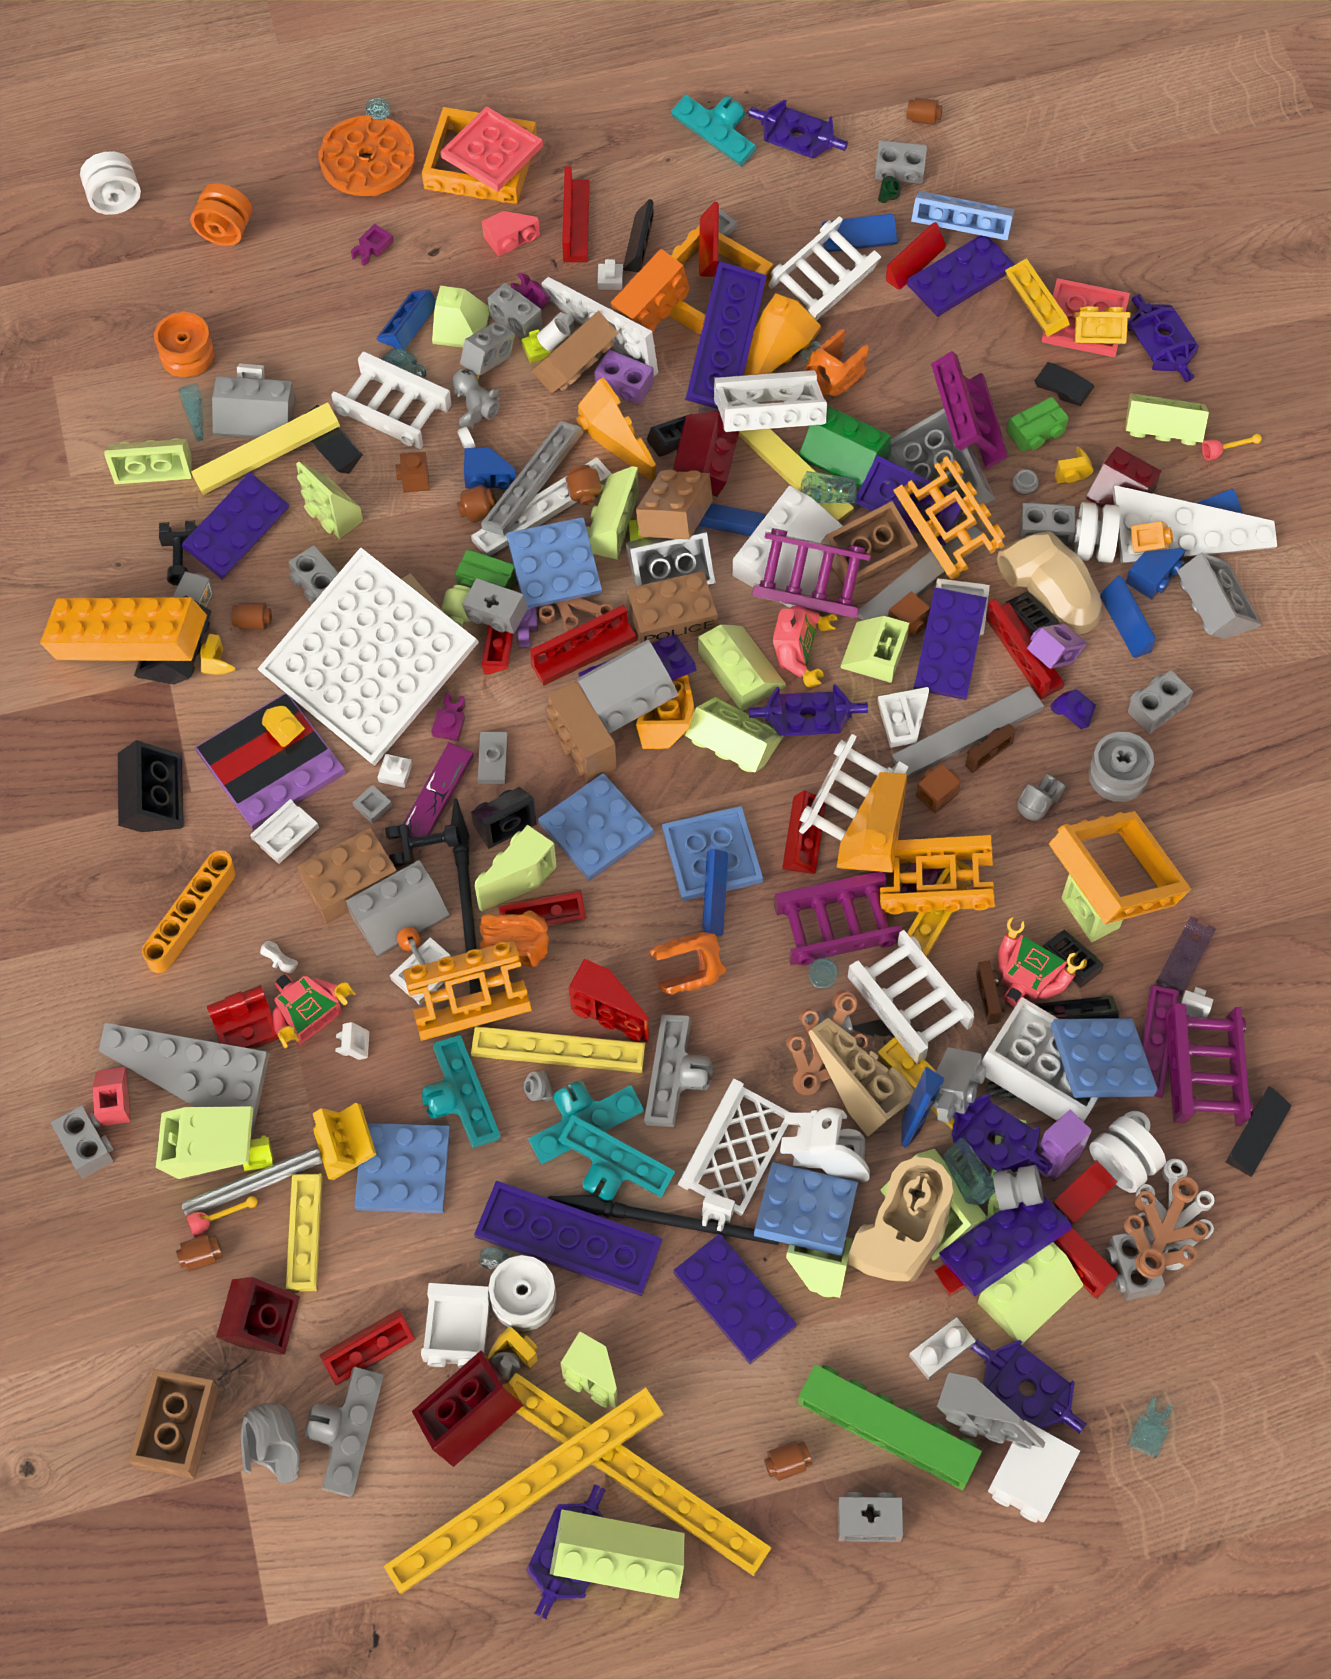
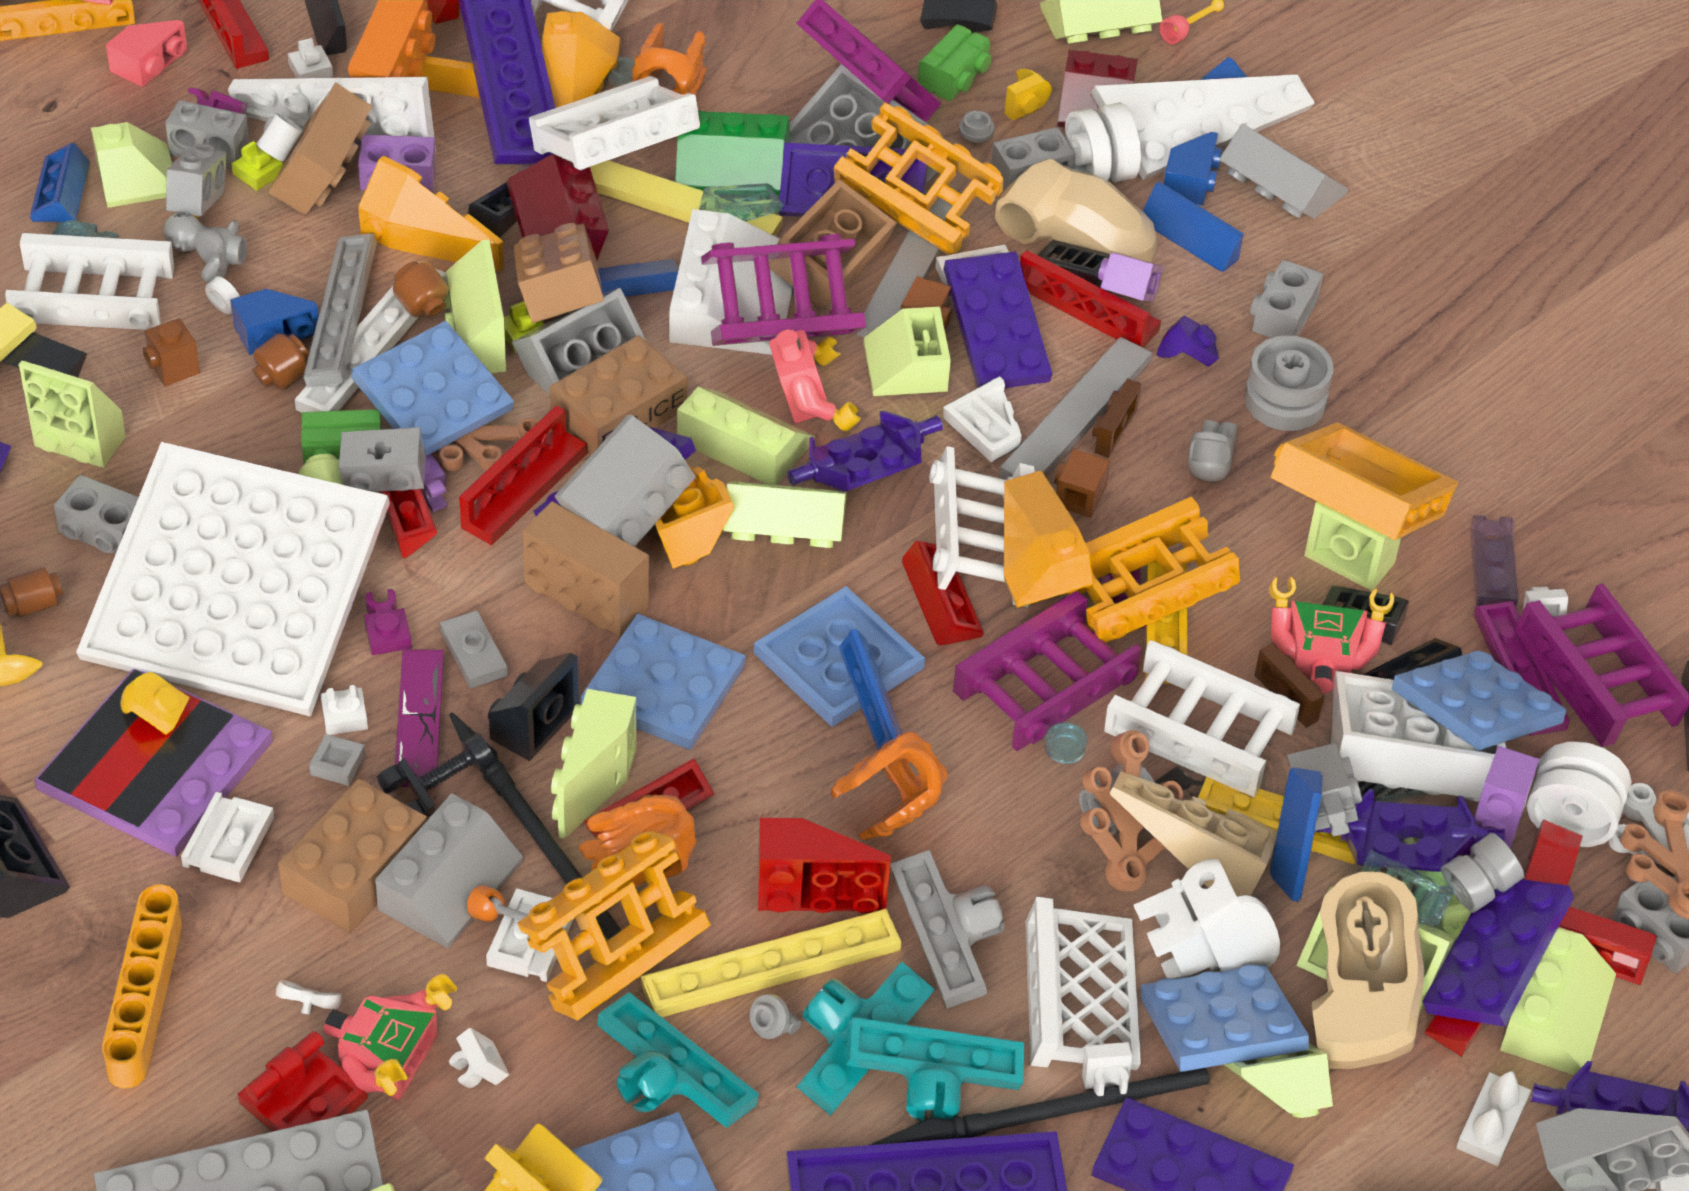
camera: 30 degrees left, 15 degrees down
(1151, 537) = (1170, 127): light orange bracket -> none

